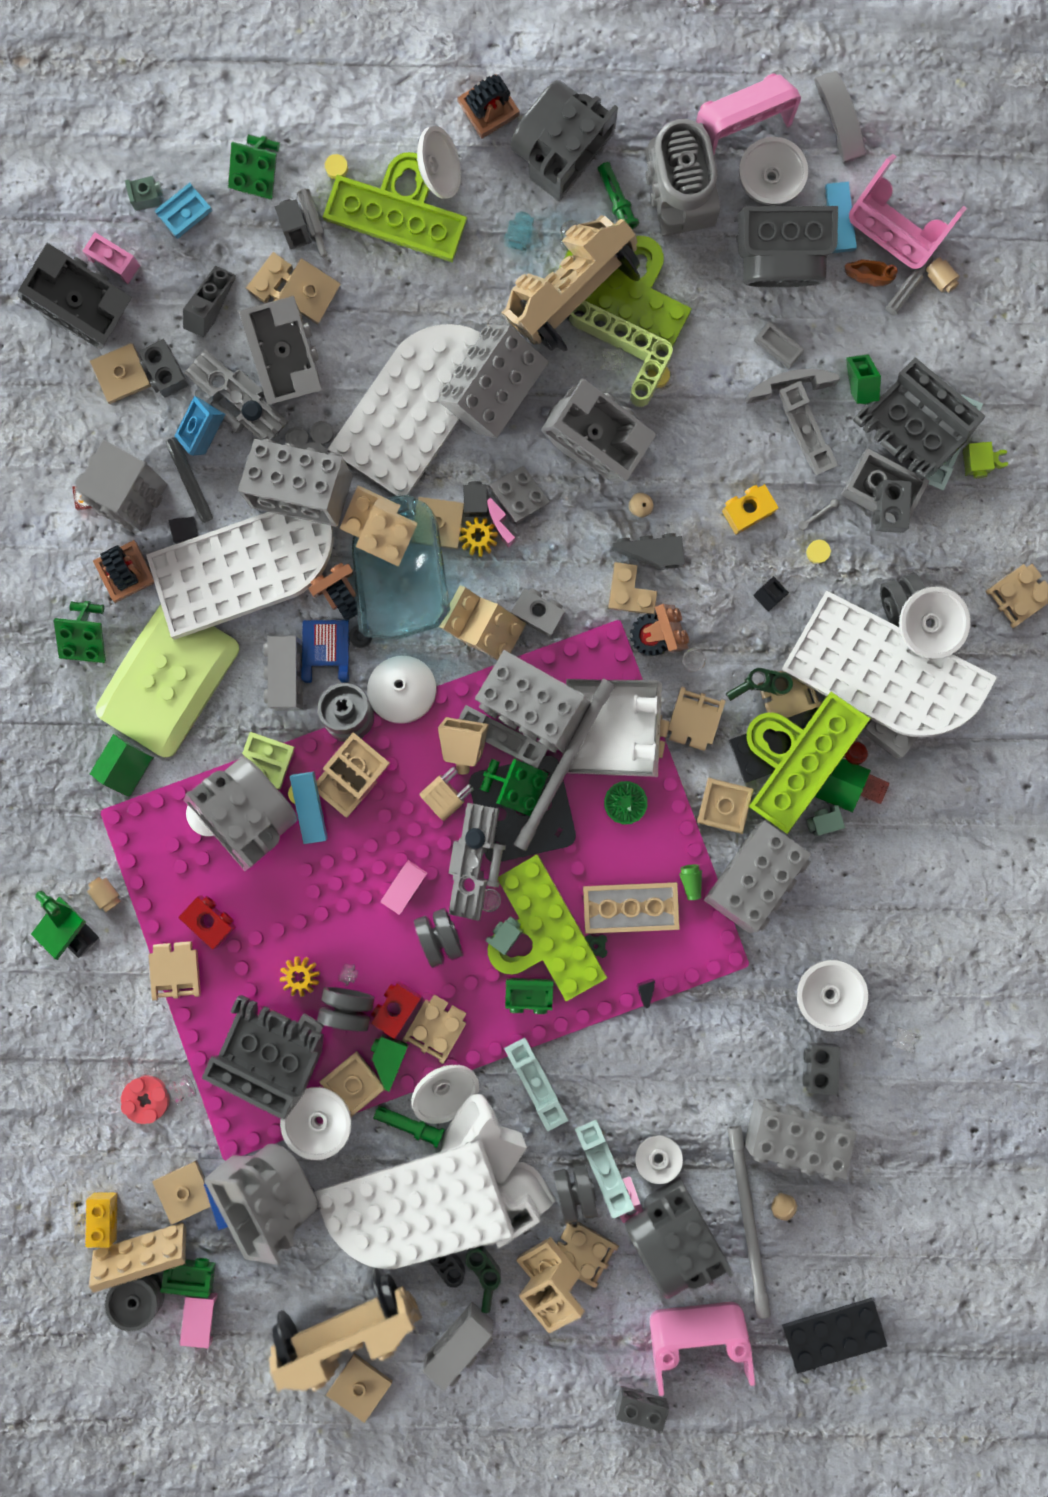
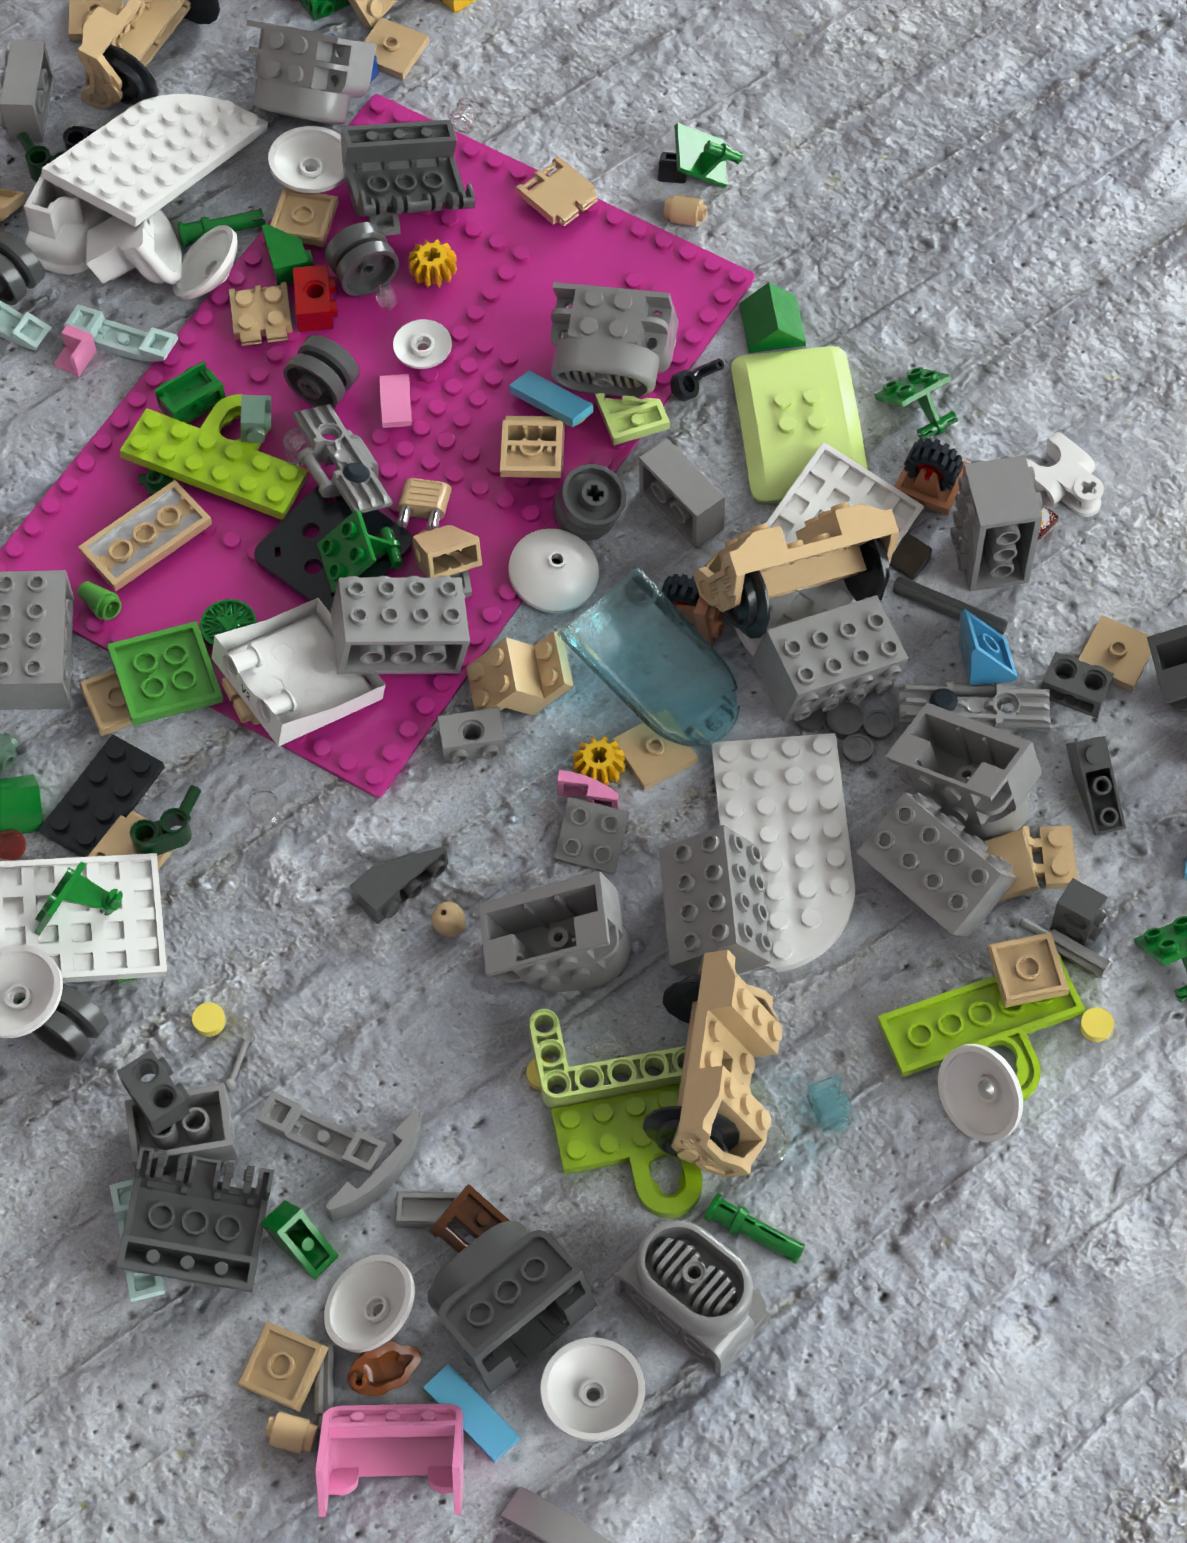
camera: 145 degrees right, 25 degrees down
(44, 505) = (1068, 479): none -> white piece
(132, 1106) = (494, 77): coral plate -> none
(194, 916) = (562, 246): red brick -> none
(214, 759) = (685, 384): none -> black plate
(297, 552) = (760, 566): none -> tan piece
(325, 645) = (665, 553): blue flag -> none
(343, 920) = (422, 335): none -> white dish
(347, 306) = (938, 864): none -> light grey brick
(349, 215) = (1027, 969): none -> tan plate
(378, 526) = (700, 673): tan bracket -> none
(475, 499) = (635, 794): dark grey brick -> none
(489, 105) = (990, 1216): plate -> none
(529, 829) = (332, 678): light grey piece -> none
(562, 136) = (871, 1234): dark grey brick -> none
(574, 1095) = (77, 351): none -> bright pink panel
(625, 595) = (392, 823): tan plate -> none
(646, 991) = (71, 473): black slope -> none
(660, 632) = (319, 806): nougat plate -> none
(689, 794) = (165, 673): none -> bright green plate
(695, 719) = (216, 755): tan plate -> none
(739, 518) = (321, 984): yellow brick -> none
(749, 107) = (673, 1421): bright pink windscreen -> none
(760, 311) = (471, 1213): none -> reddish brown plate
(770, 593) = (229, 941): black slope -> none
(808, 761) = (58, 786): lime plate -> none
(861, 664) = (81, 891): none -> green plate
(866, 309) = (369, 1303): none -> white dish
(922, 314) = (282, 1366): none -> tan plate
(981, 459) = (88, 1251): lime brick -> none

